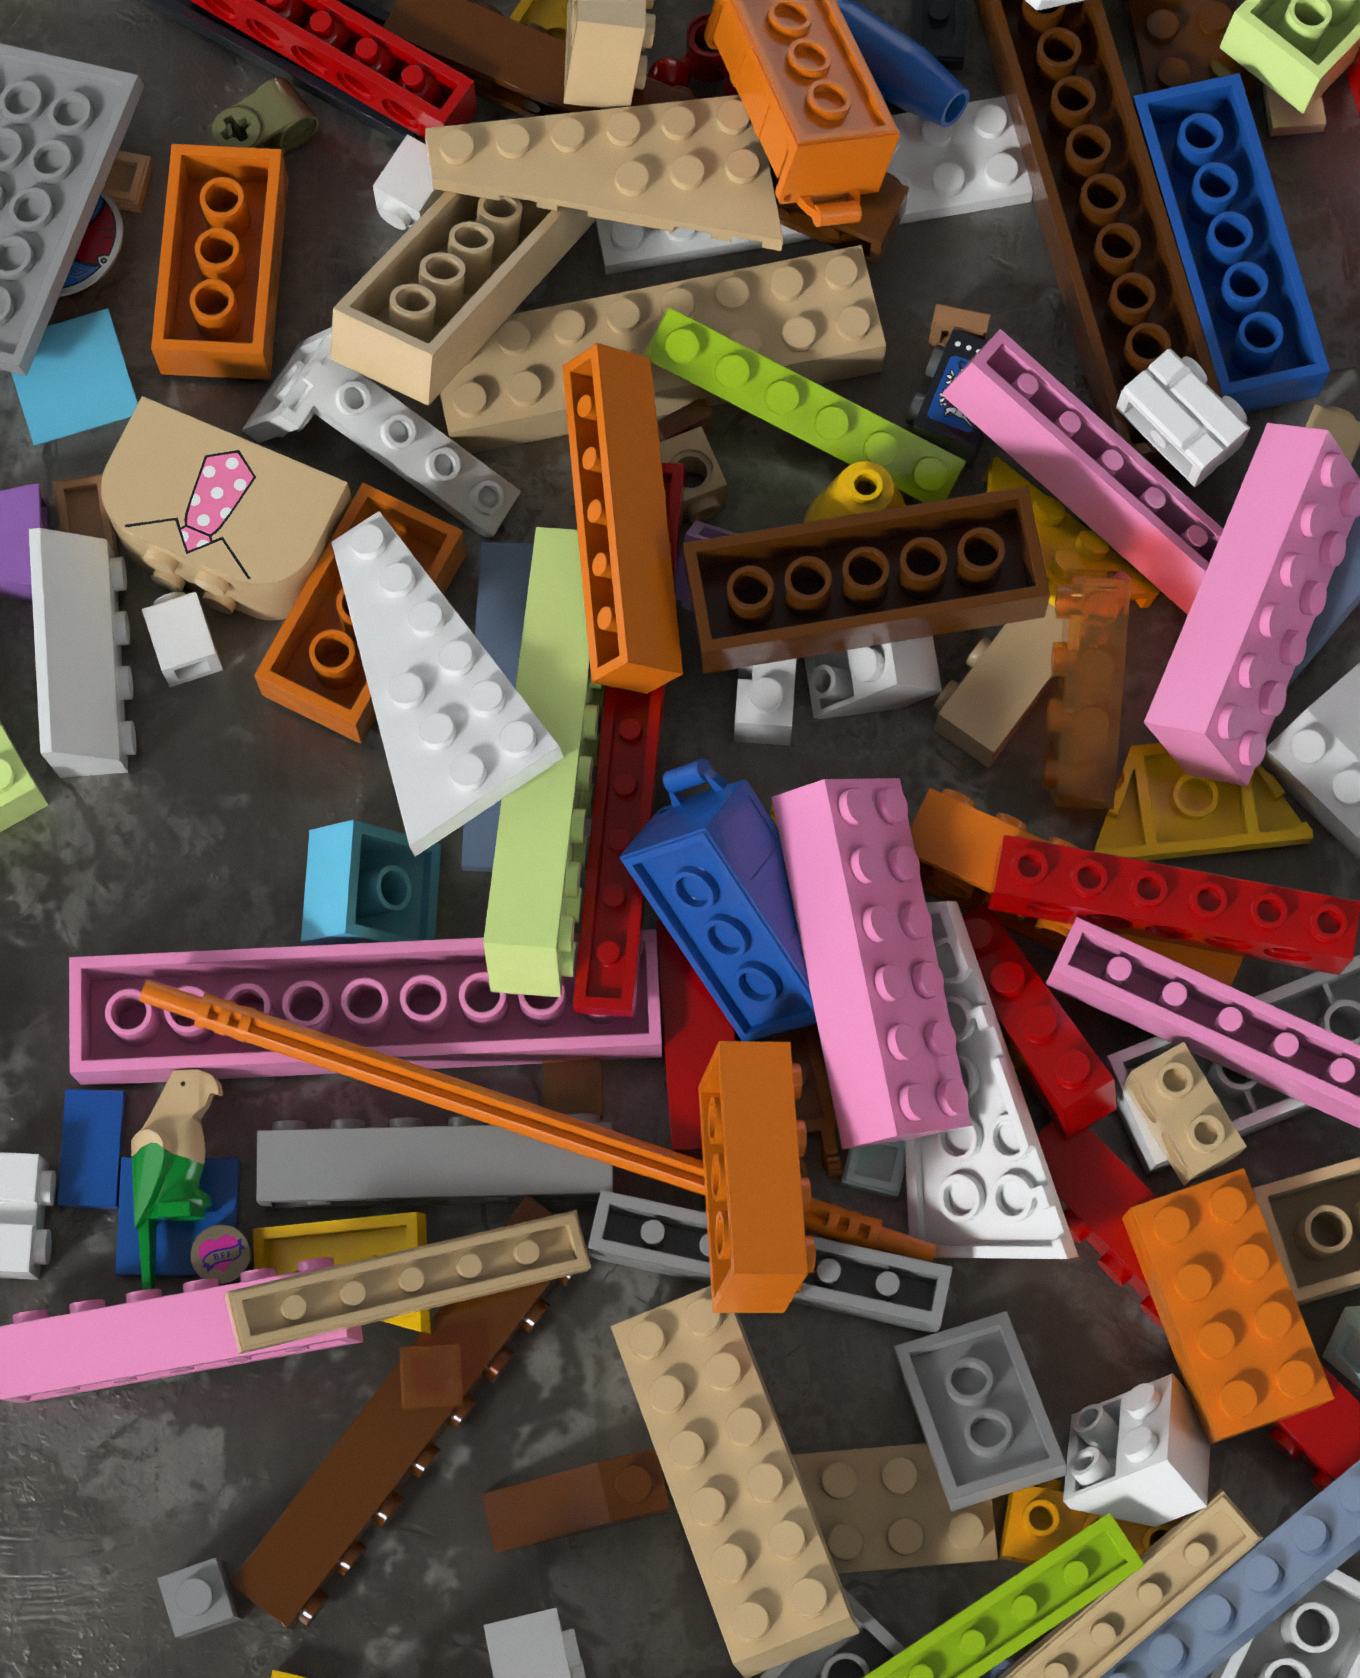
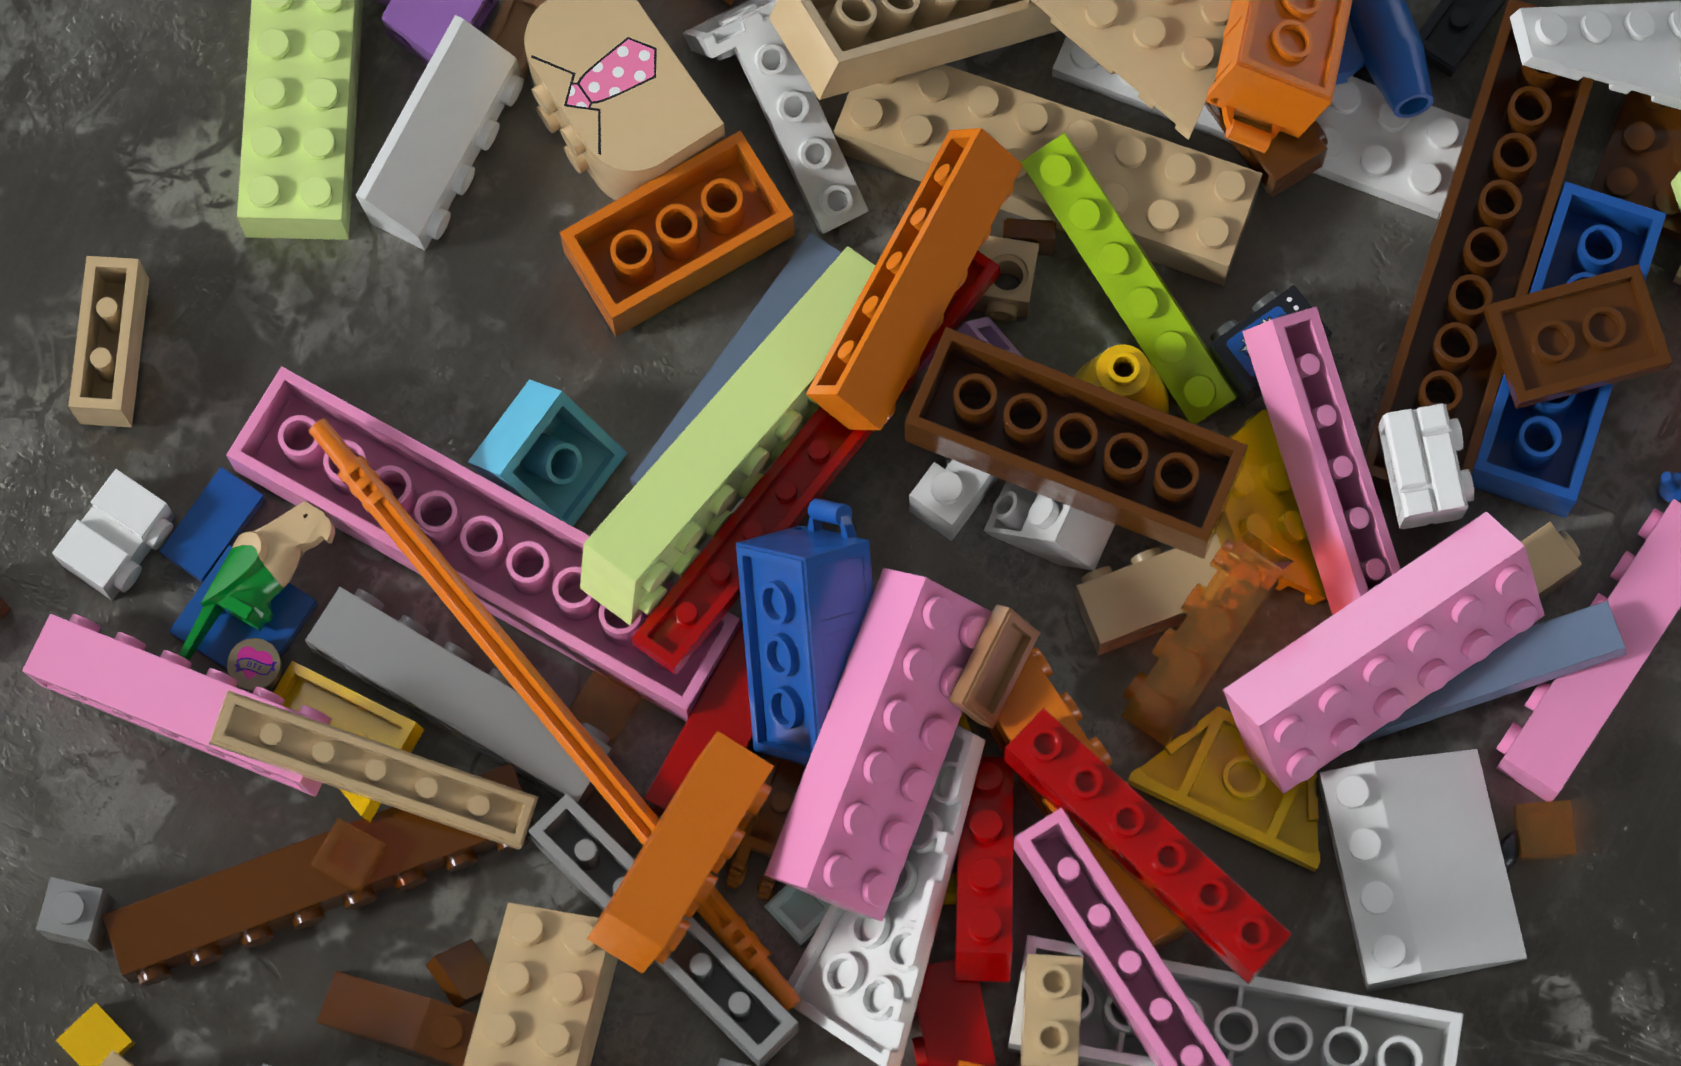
camera: 35 degrees right, 0 degrees up
(181, 638) = (529, 170): white brick -> none
(442, 704) = (679, 340): white wing -> none
(605, 1420) = (460, 972): none -> reddish brown tile
(928, 826) = (994, 666): none -> medium nougat tile
(948, 317) = (1308, 284): medium nougat tile -> none
(1239, 223) = (1577, 336): none -> reddish brown plate

